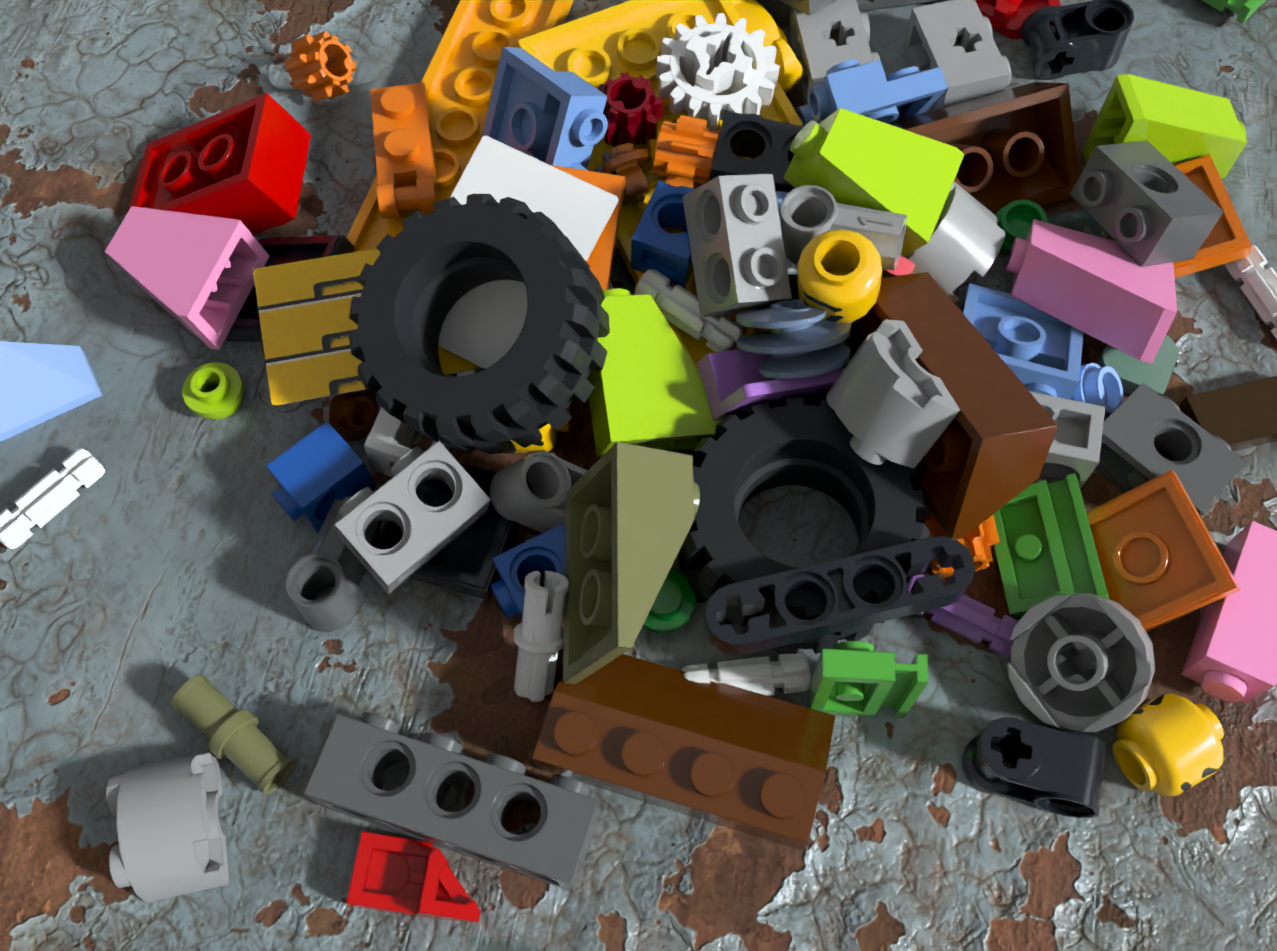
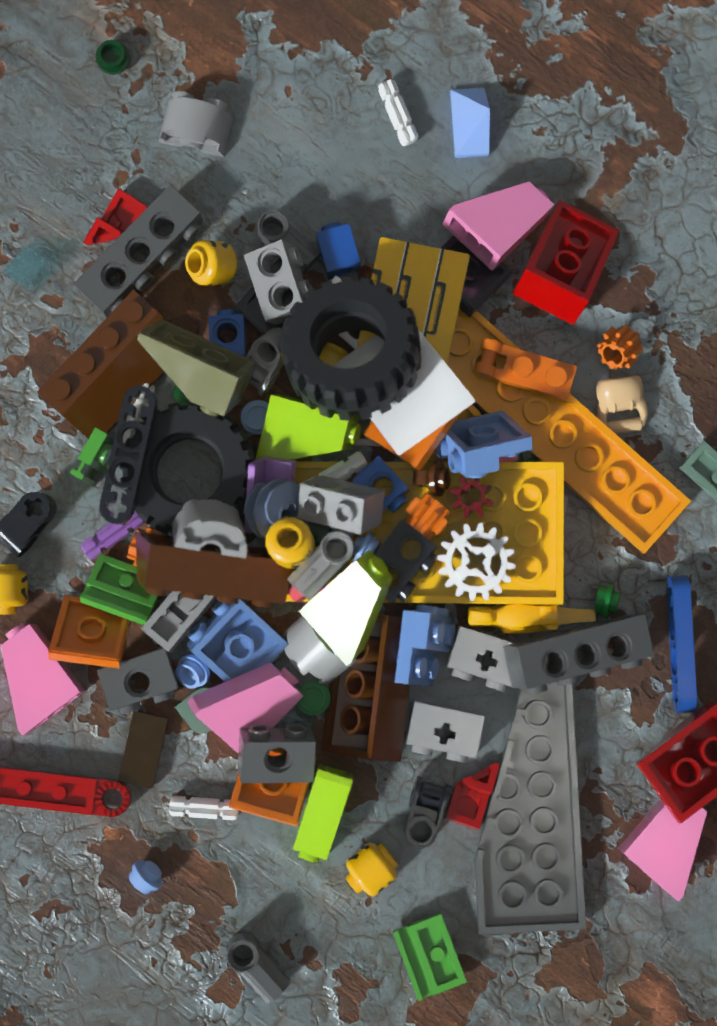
camera: 110 degrees right, 20 degrees up
(219, 402) = (417, 223): lime plate -> none
(233, 734) = (223, 165): olive pin -> none
(388, 52) = (619, 395): none -> tan piece
(423, 659) = (211, 263): none -> yellow head
(540, 635) = (194, 320): white axle -> none
(1081, 661) = (55, 565): light grey cylinder -> none
(1193, 61) = (371, 869): none -> yellow head

